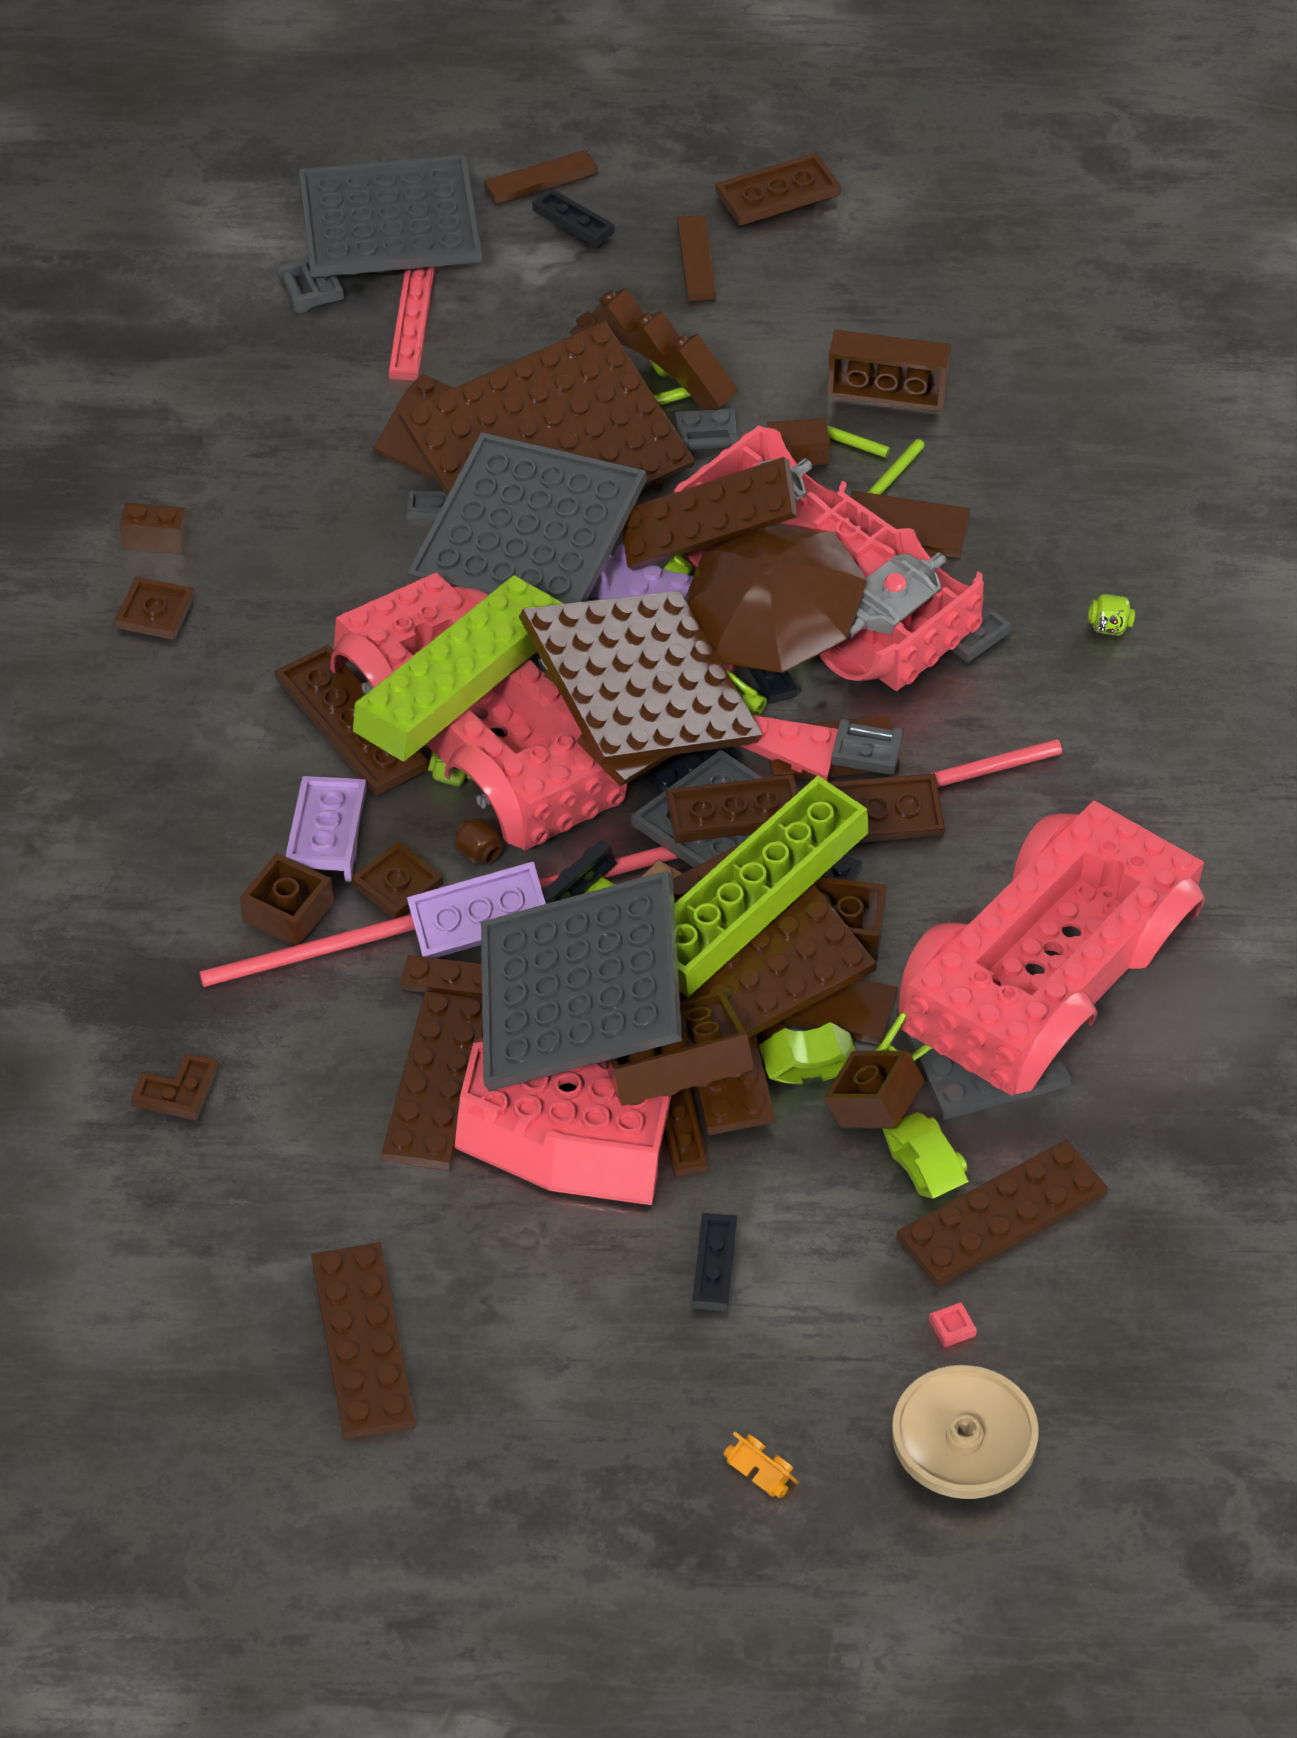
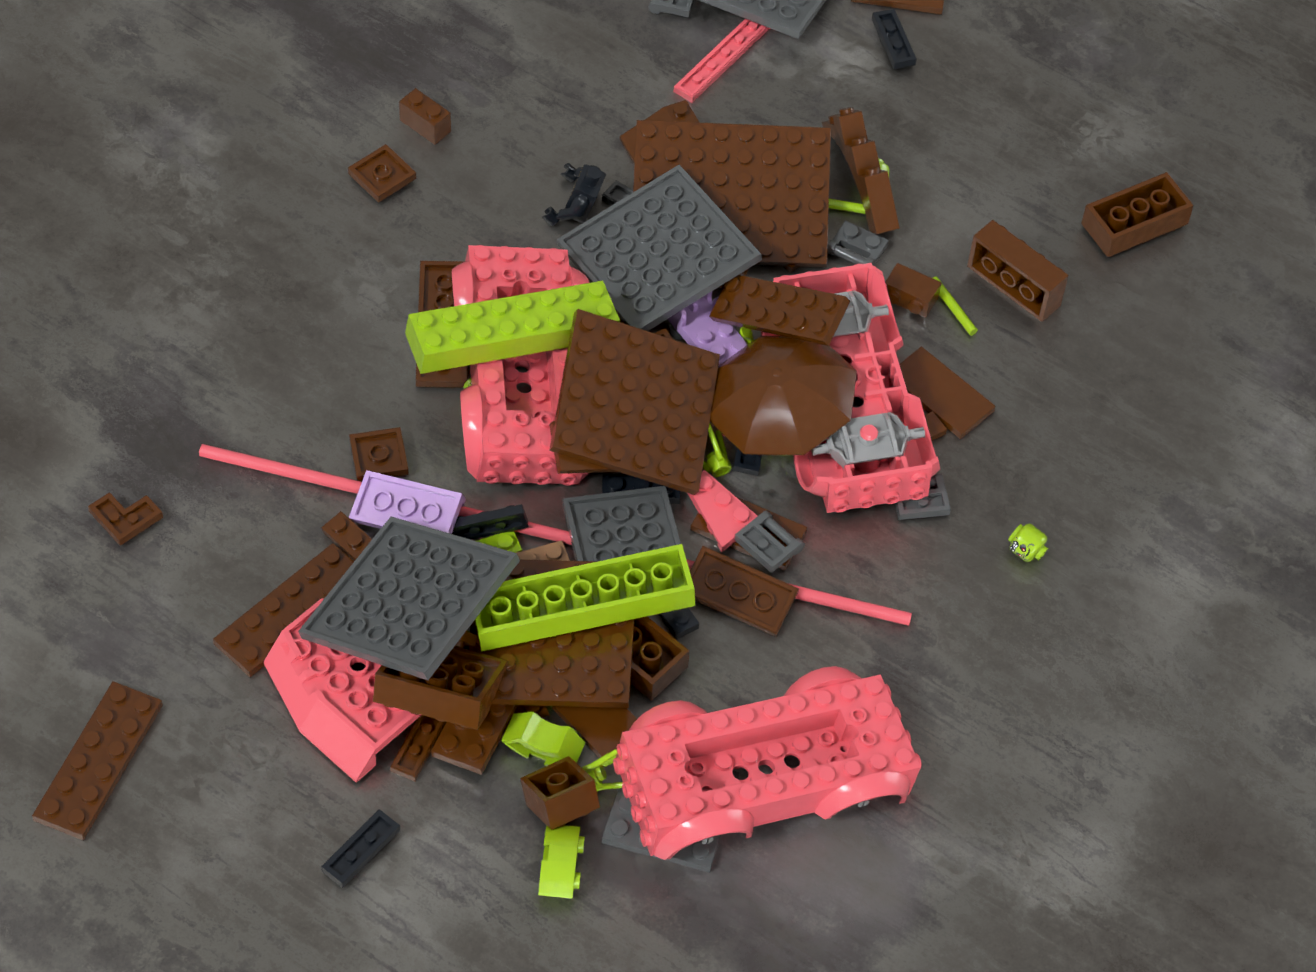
camera: 30 degrees right, 5 degrees up
(287, 900) = (293, 426): reddish brown brick -> none
(327, 823) = (362, 389): lavender hinge -> none
(391, 518) = (582, 196): none -> black torso
(478, 841) = (450, 458): reddish brown head -> none
(696, 258) = (958, 114): reddish brown tile -> none
(727, 807) = (627, 529): reddish brown tile -> none
(777, 189) = (1058, 92): reddish brown plate -> none
(898, 466) = (969, 347): lime bar -> none
(954, 262) = (1137, 214): none -> reddish brown brick
(1001, 1213) = (583, 934): reddish brown plate -> none

